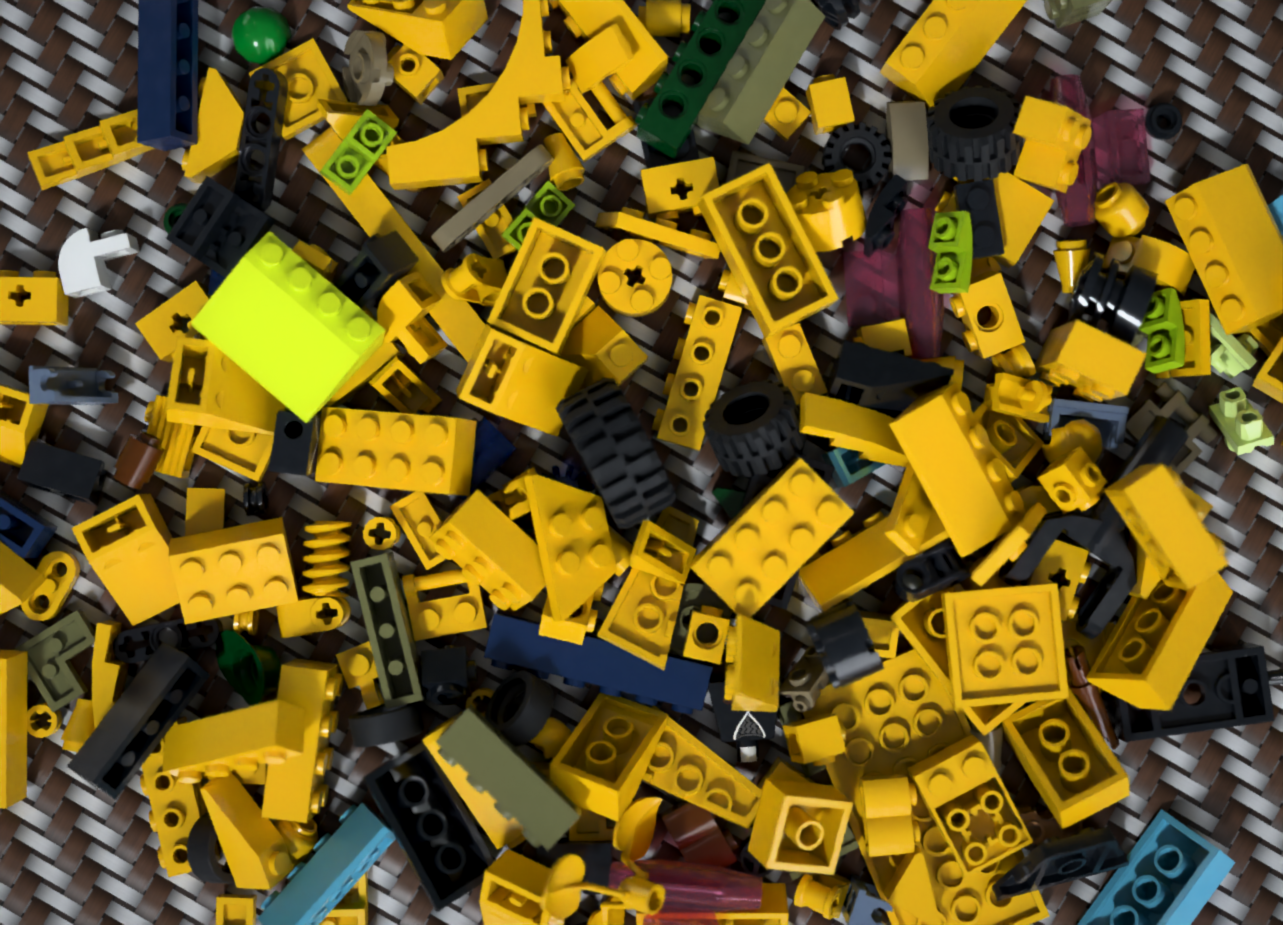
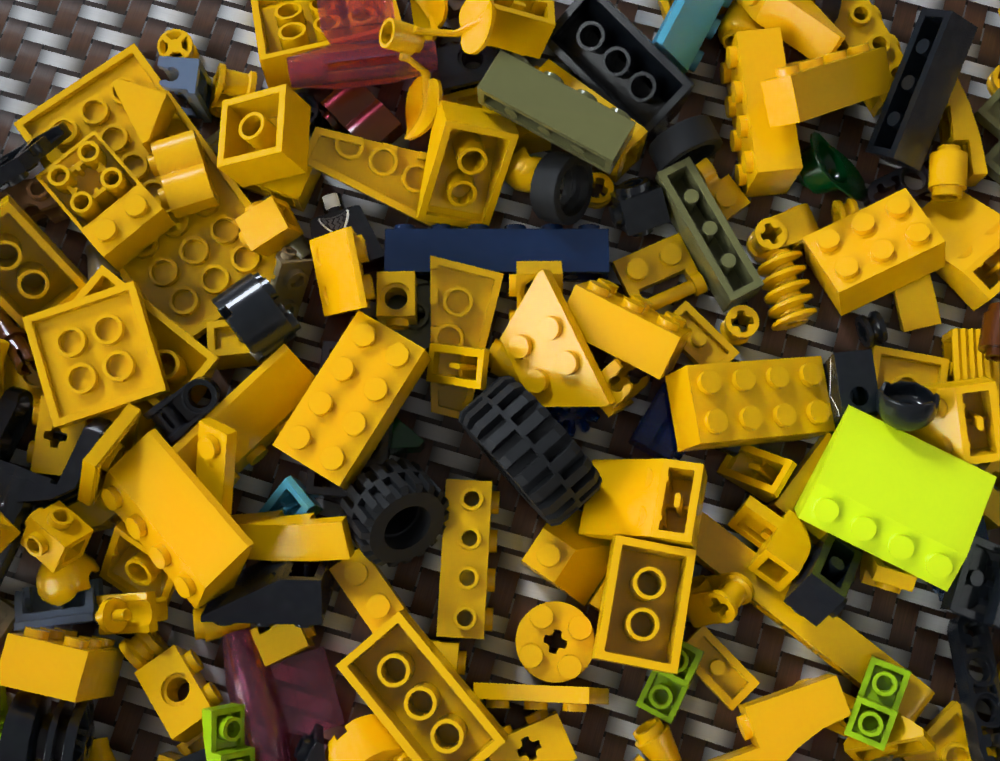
camera: 170 degrees right, 10 degrees down
(79, 726) = (971, 79): yellow cone -> none
(135, 633) = (947, 173): none -> yellow brick
(254, 408) = (906, 405): none -> black hair
(492, 198) = (723, 689): dark tan beam -> none

